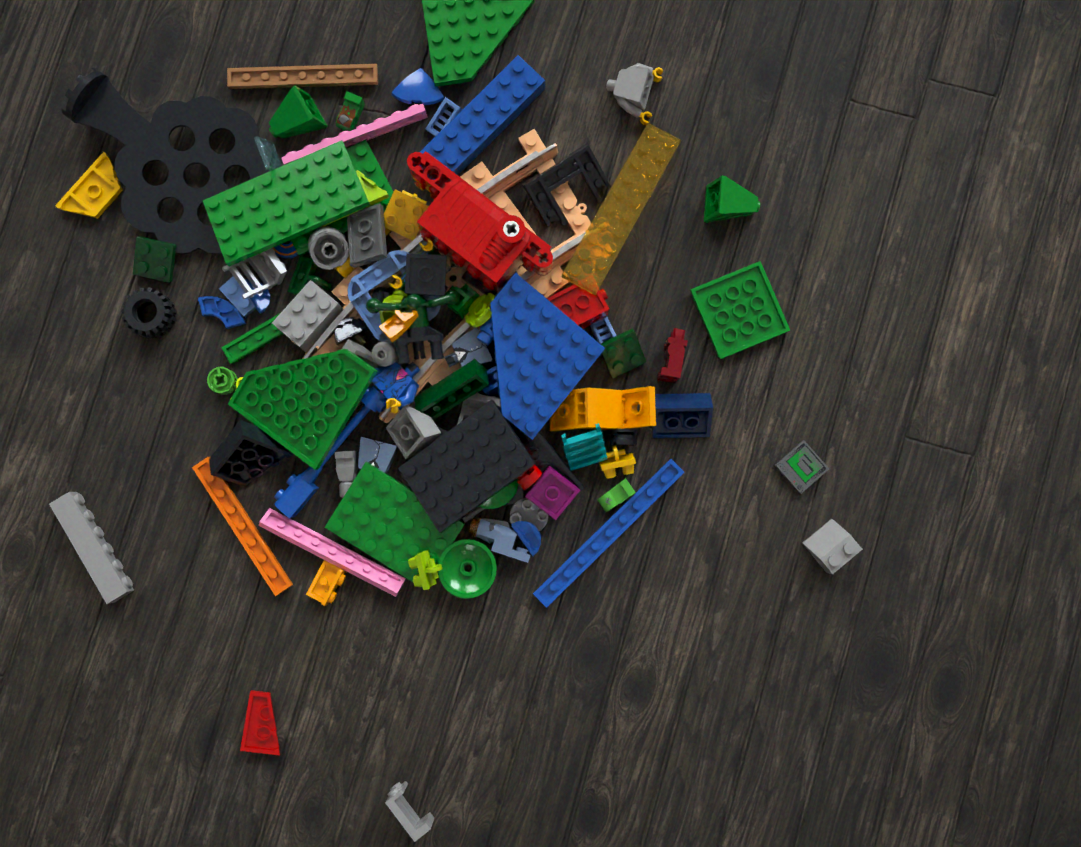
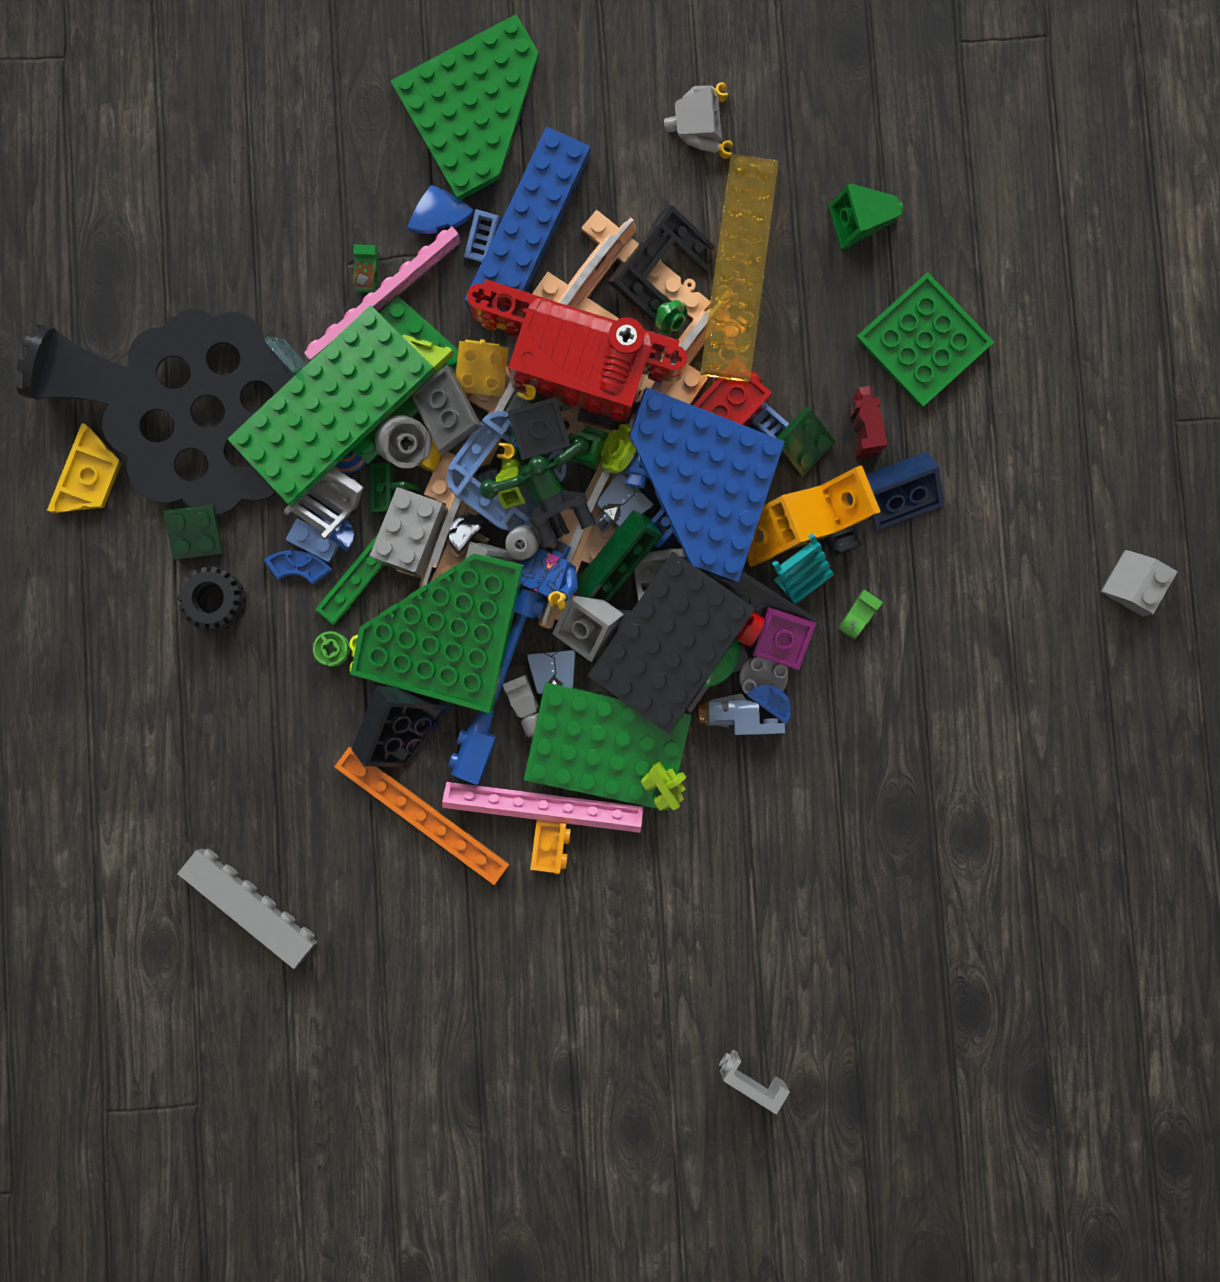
camera: 20 degrees left, 0 degrees up
(260, 725) = (533, 1049): red wing -> none
(296, 115) = (302, 296): green slope -> none
(302, 76) = (291, 245): medium nougat plate -> none
(398, 324) = (528, 500): light orange slope -> none
(453, 572) = (732, 761): green dish -> none
(558, 226) = (671, 316): none -> green plate
(608, 533) = (866, 663): blue plate -> none
(617, 459) = (845, 570): yellow hips -> none
(801, 467) = (1067, 501): dark grey tile -> none

